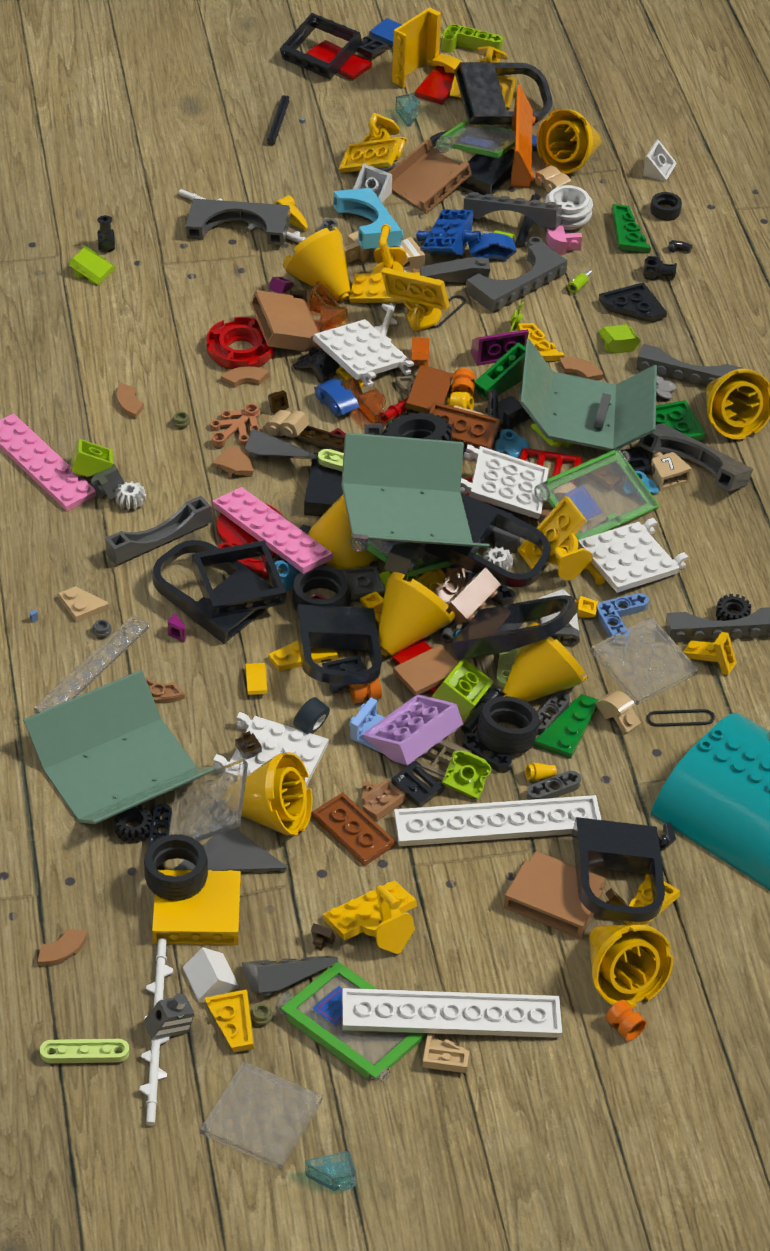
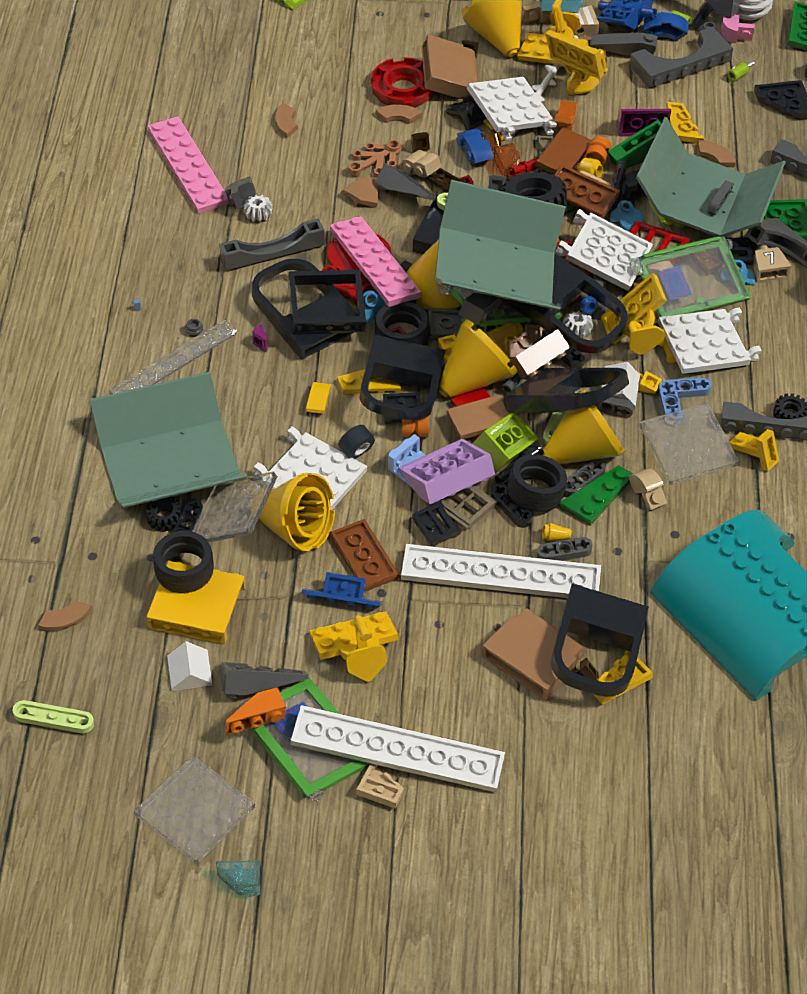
camera: 15 degrees right, 5 degrees up
(81, 603) = (184, 301): tan wing -> none
(90, 458) = (231, 168): lime slope -> none
(152, 1055) = (123, 716): white plant -> none
(165, 692) = (230, 396): medium nougat tile -> none
(169, 1017) = (135, 701): dark grey torso -> none
(181, 419) = (327, 145): olive plate -> none
(233, 1018) = (197, 713): yellow wing -> none
(236, 853) = (246, 557): dark grey tile -> none
(248, 745) = (289, 458): dark brown tile -> none
(261, 1014) = (222, 713): olive plate -> none
(280, 284) = (458, 33): magenta slope -> none
(301, 1002) = (259, 710): none -> orange slope
(321, 297) = (490, 53): clear orange slope -> none
(321, 936) = (301, 651): dark brown tile -> none
(332, 317) = (495, 70): clear orange slope -> none
(345, 864) = (343, 588): none -> blue bracket
(381, 798) = (398, 531): medium nougat slope -> none
(455, 296) = (591, 93): black piece -> none
(466, 774) = (484, 522): lime slope -> none
(505, 539) = (588, 305): none -> blue tile
(516, 317) = (667, 95): lime plate -> none
(619, 338) = (762, 130): lime slope -> none
(628, 1023) = (561, 788): orange wheel -> none
(629, 962) = (577, 735): yellow cone -> none
(664, 388) = (788, 183): light grey plate -> none
(668, 837) = (659, 619): black arm -> none
(681, 723) = (708, 498): black piece -> none

